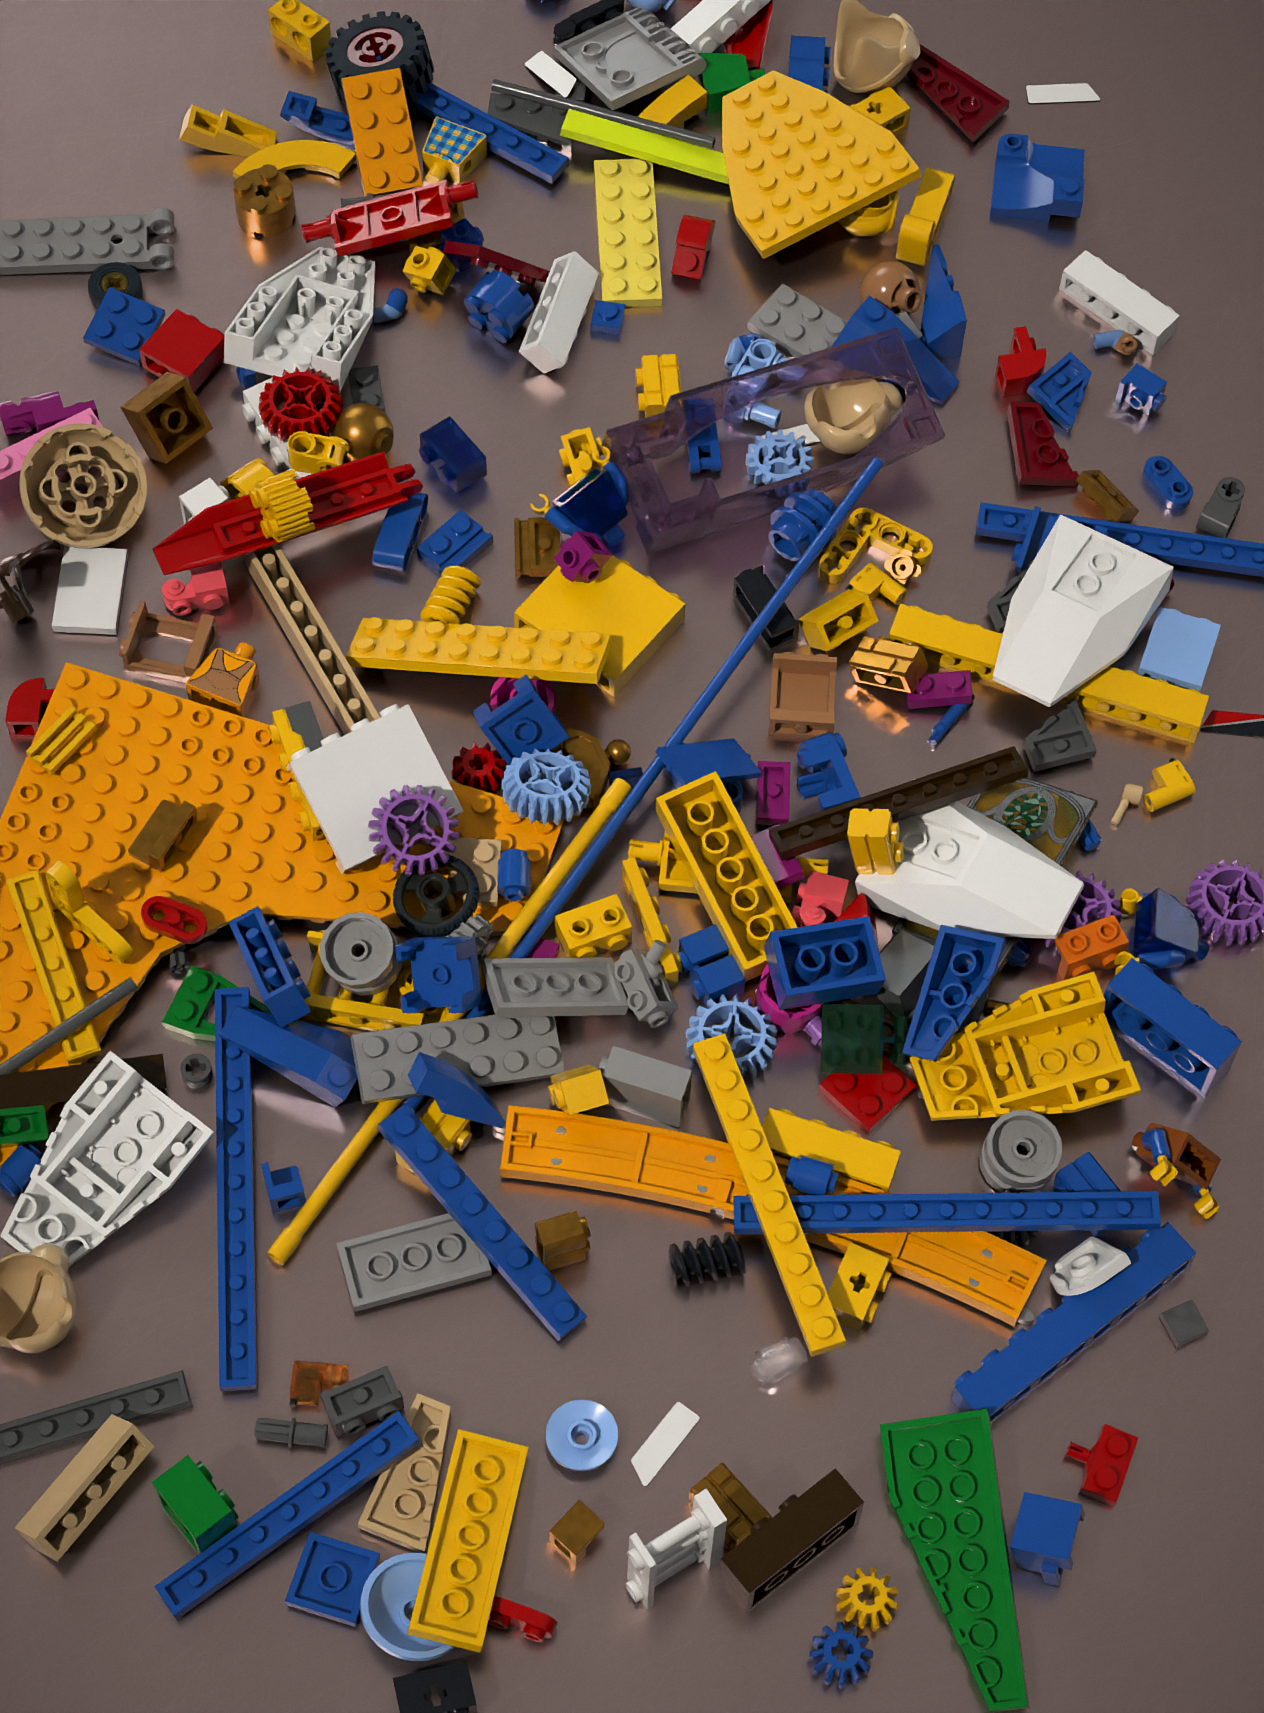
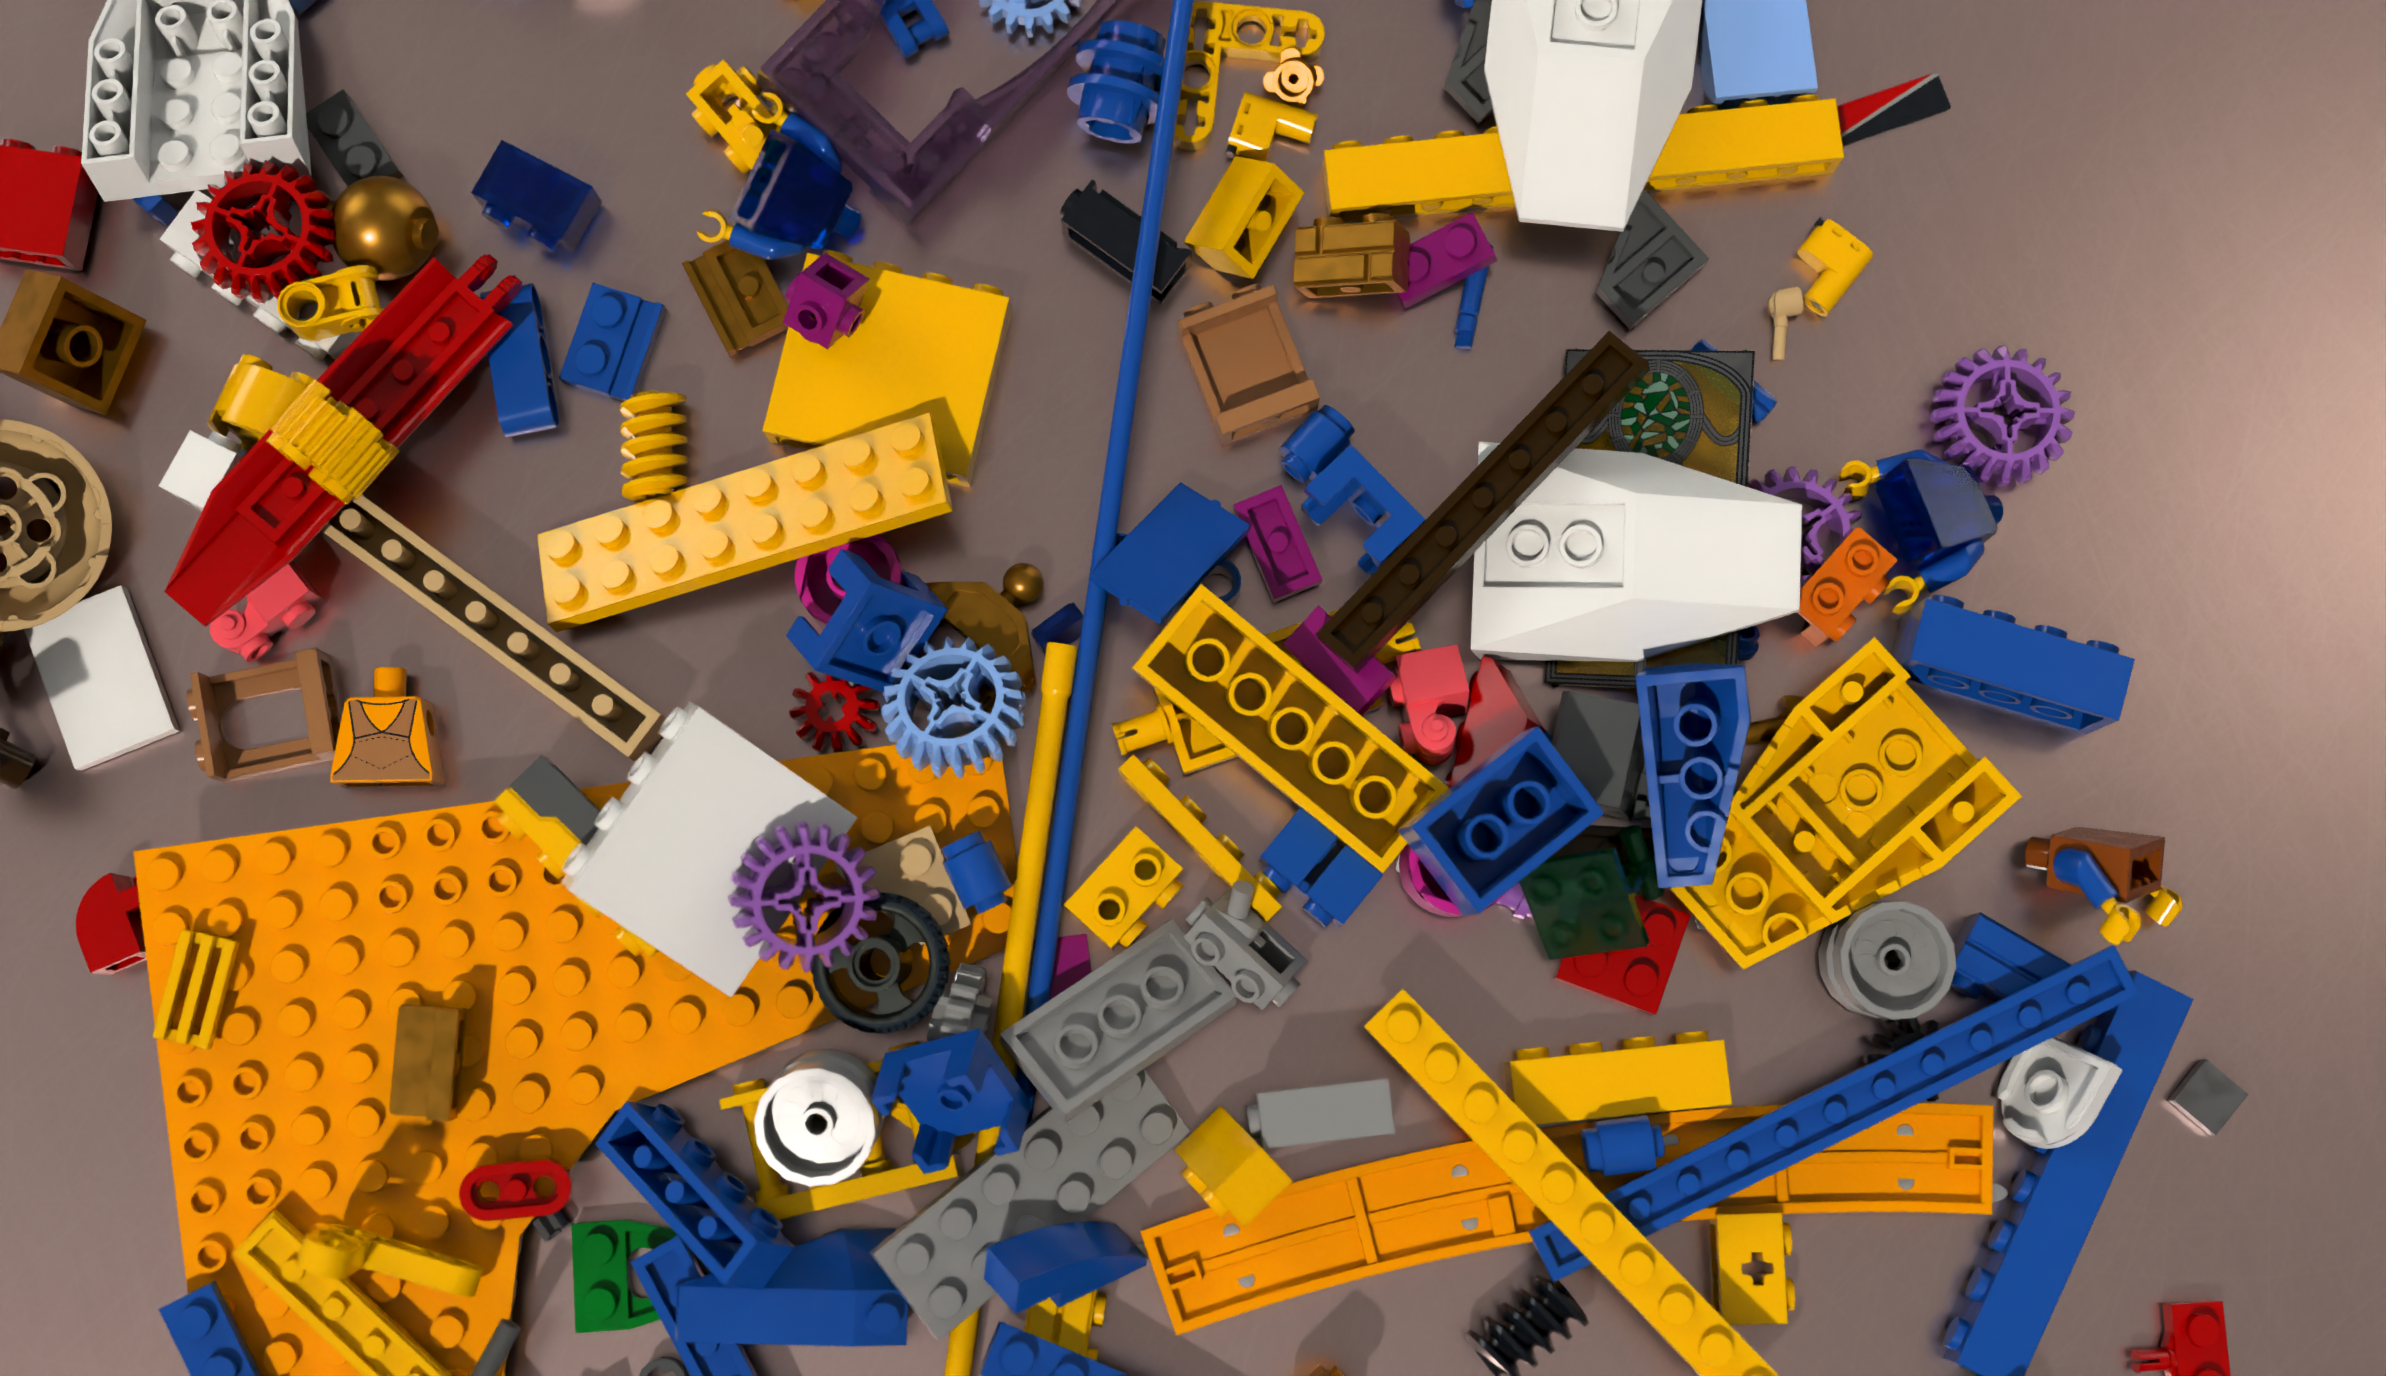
camera: 25 degrees left, 20 degrees up
(761, 1042) = (1386, 924): light blue gear -> none
(874, 841) = (1484, 590): yellow brick -> none

